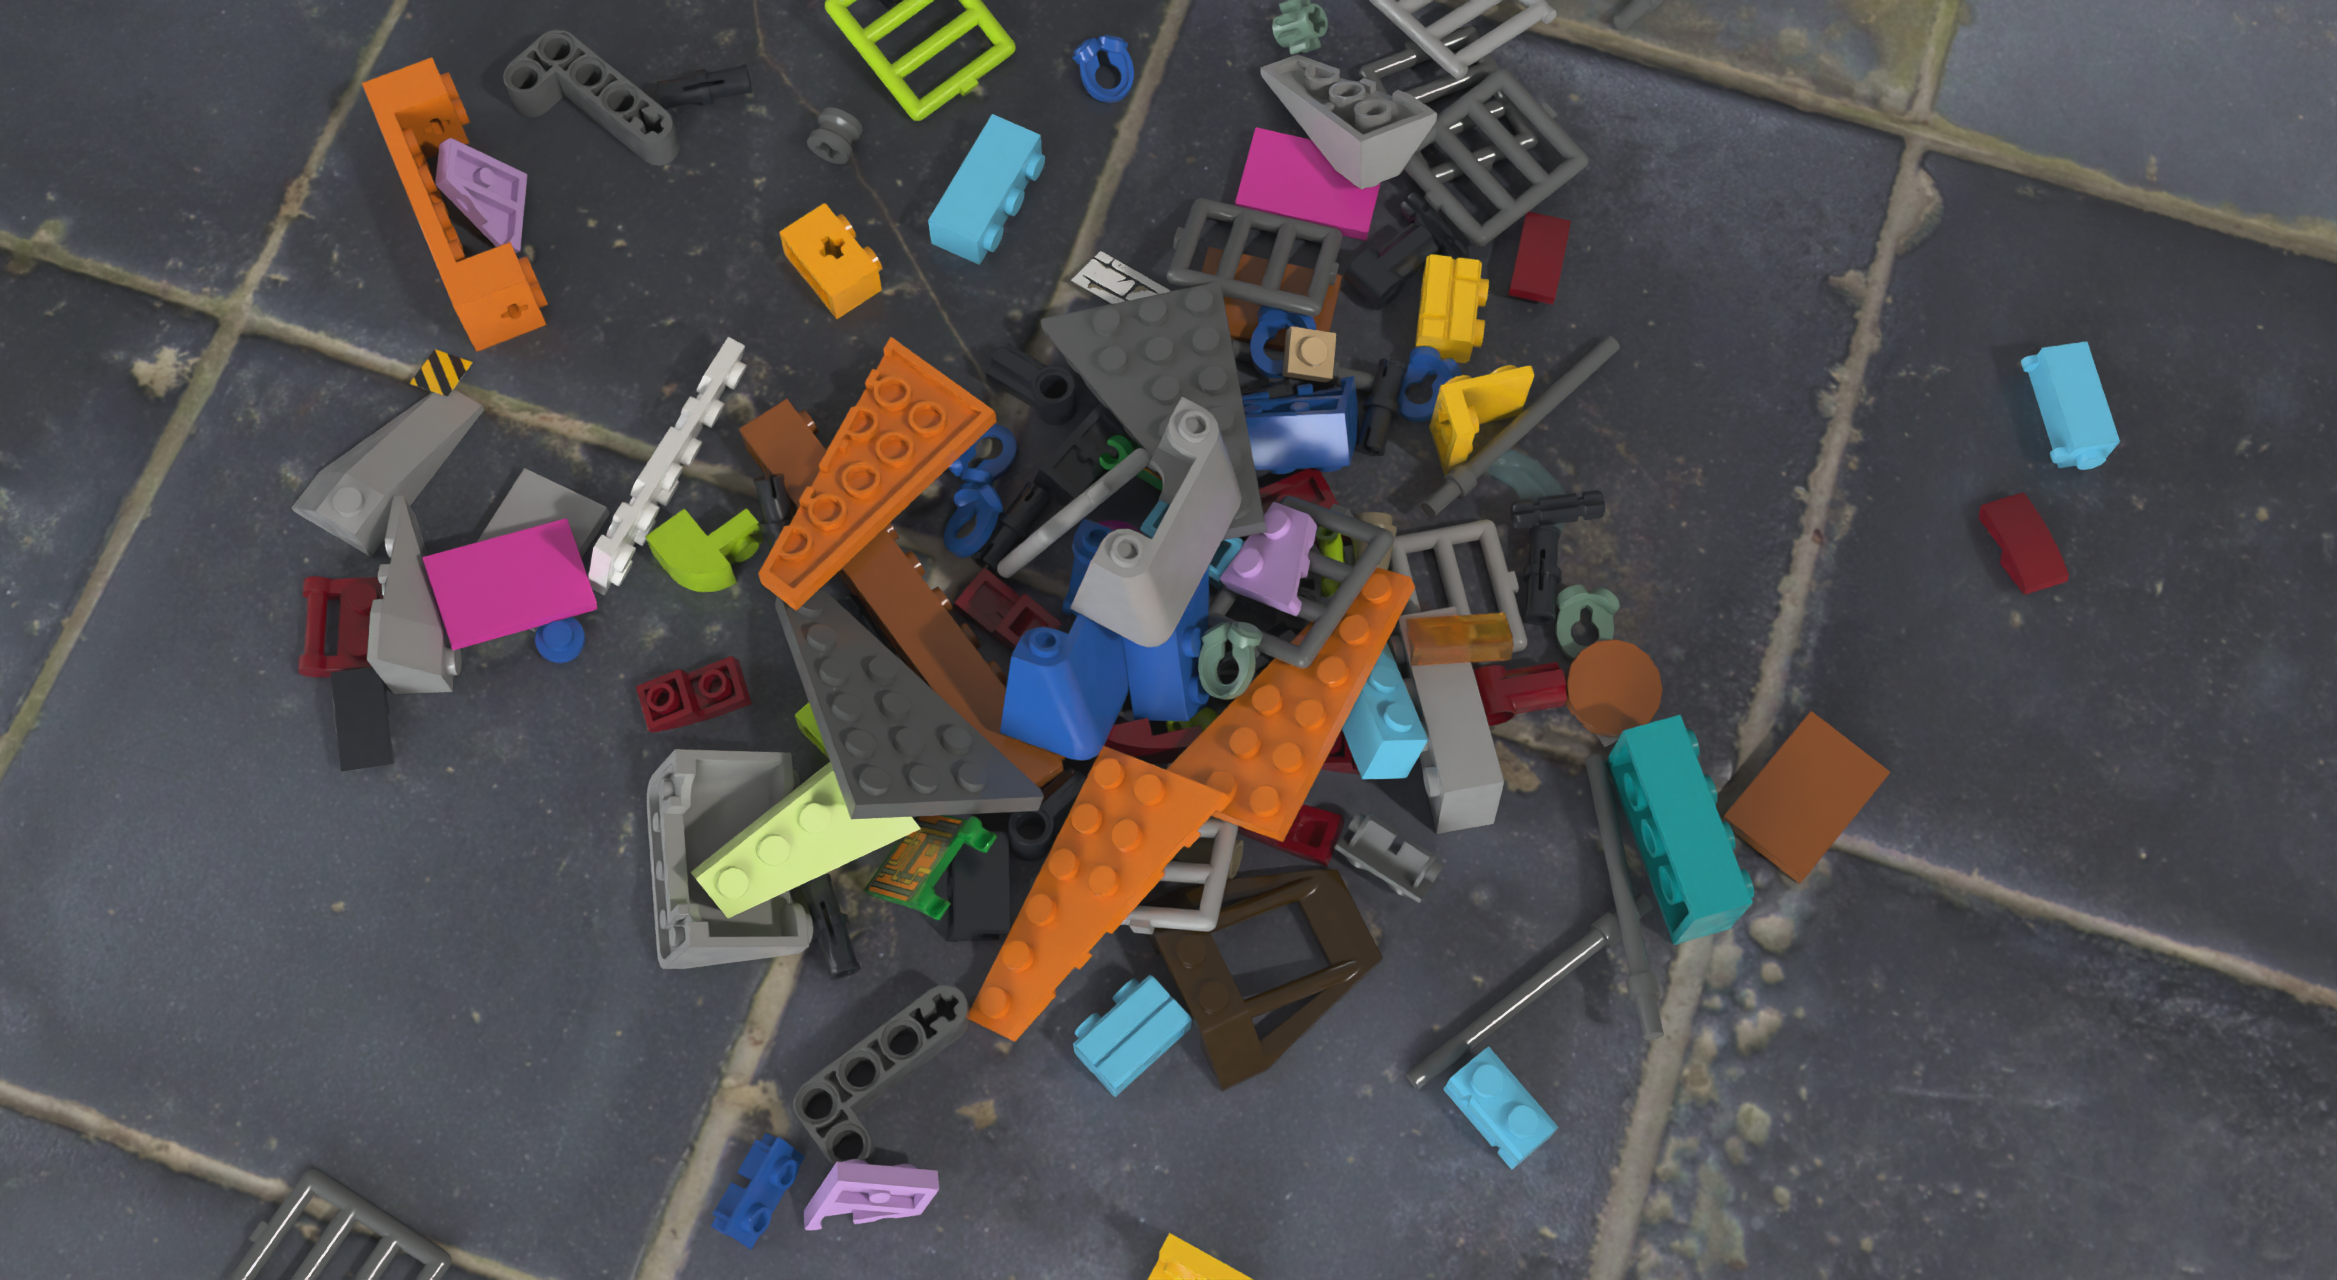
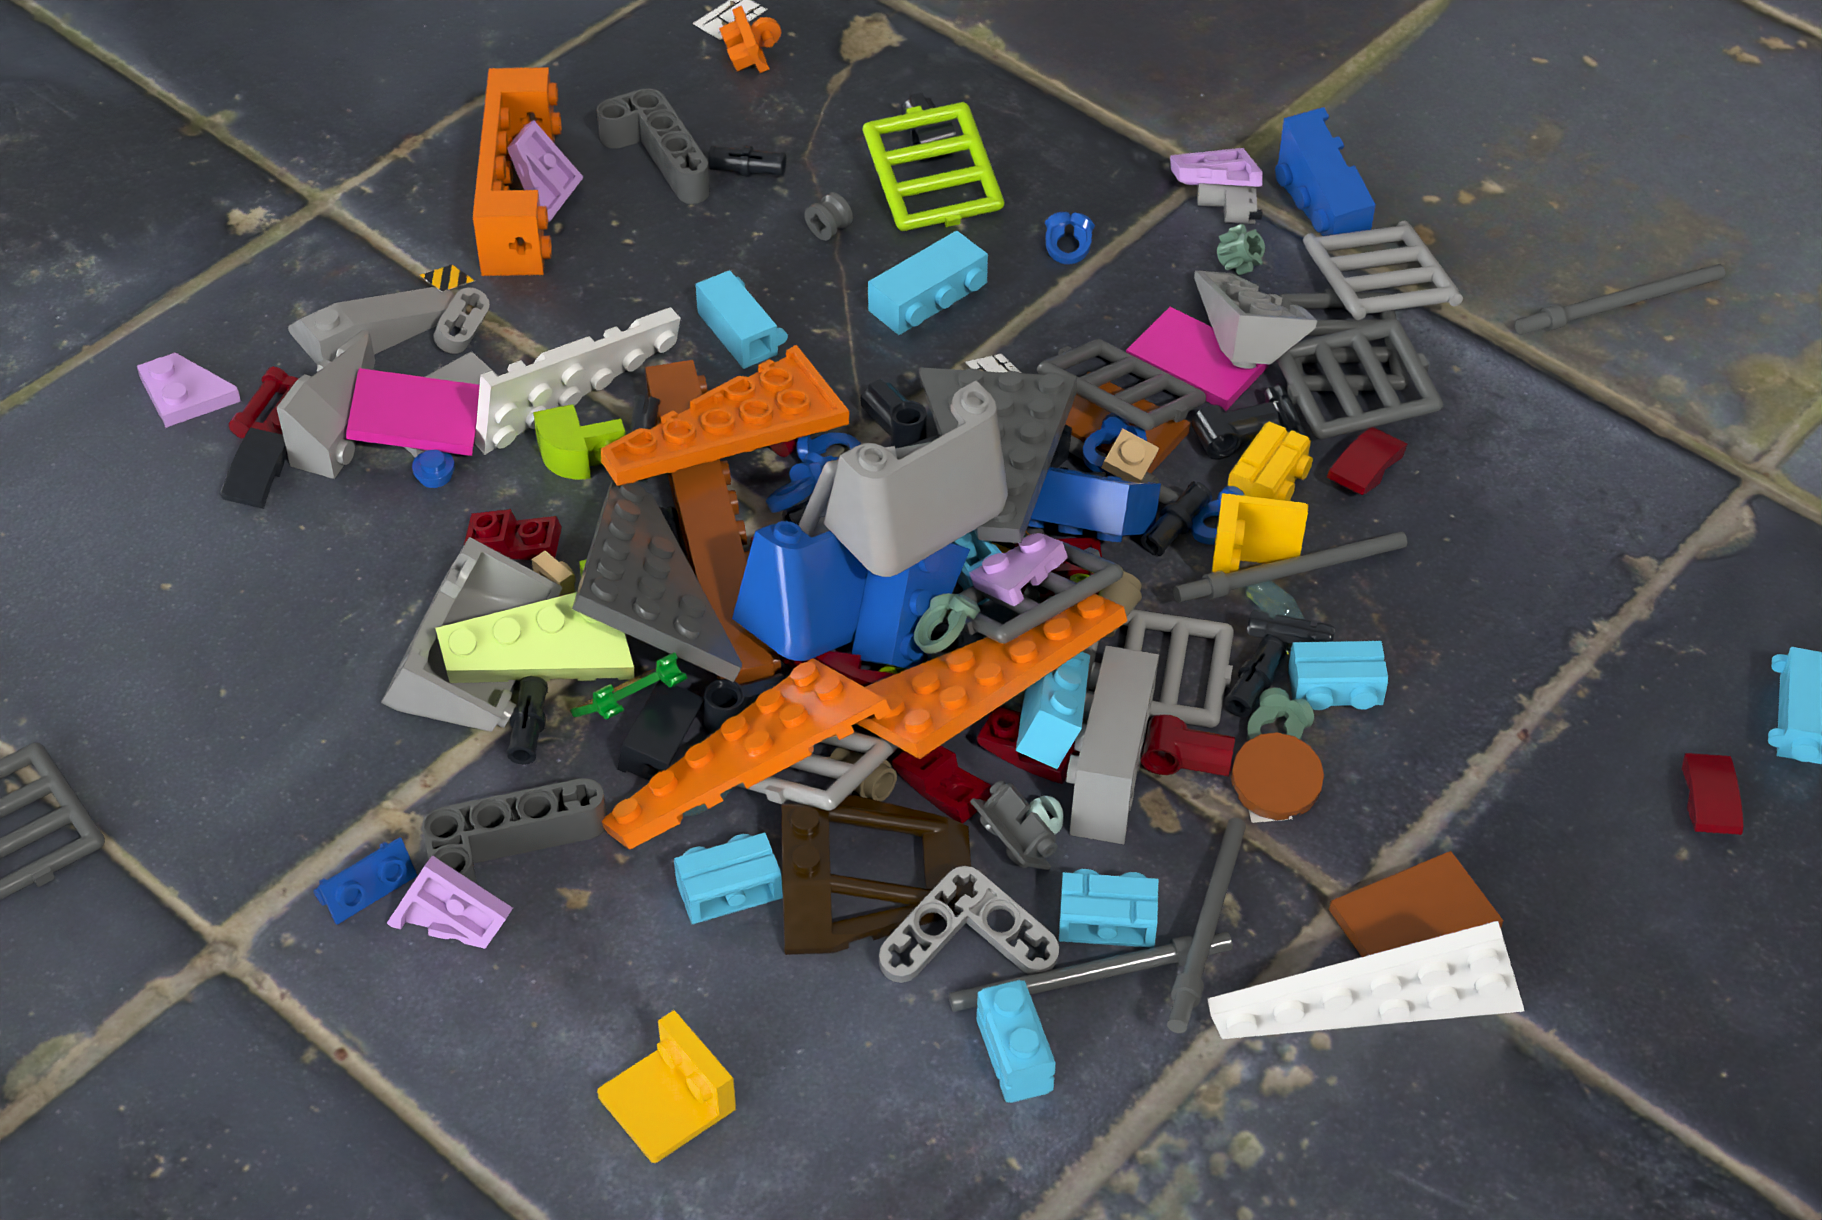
camera: 25 degrees right, 20 degrees down
(216, 639) = (184, 388): none -> lavender wing
(481, 429) = (455, 316): none -> light grey beam
(771, 736) = (555, 571): none -> tan plate
(800, 315) = (738, 319): none -> medium azure brick
(832, 260) = (782, 290): light orange brick -> none
(1394, 976) = (974, 913): none -> light grey beam
(1405, 830) = (1050, 804): none -> light aqua hinge
(1459, 639) = (1146, 673): clear orange slope -> none
(1520, 914) = (1108, 909): none -> medium azure brick
(1622, 543) = (1338, 673): none -> medium azure brick
(1679, 829) = (1280, 882): teal brick -> none
(1827, 912) = (1421, 981): none -> white wing

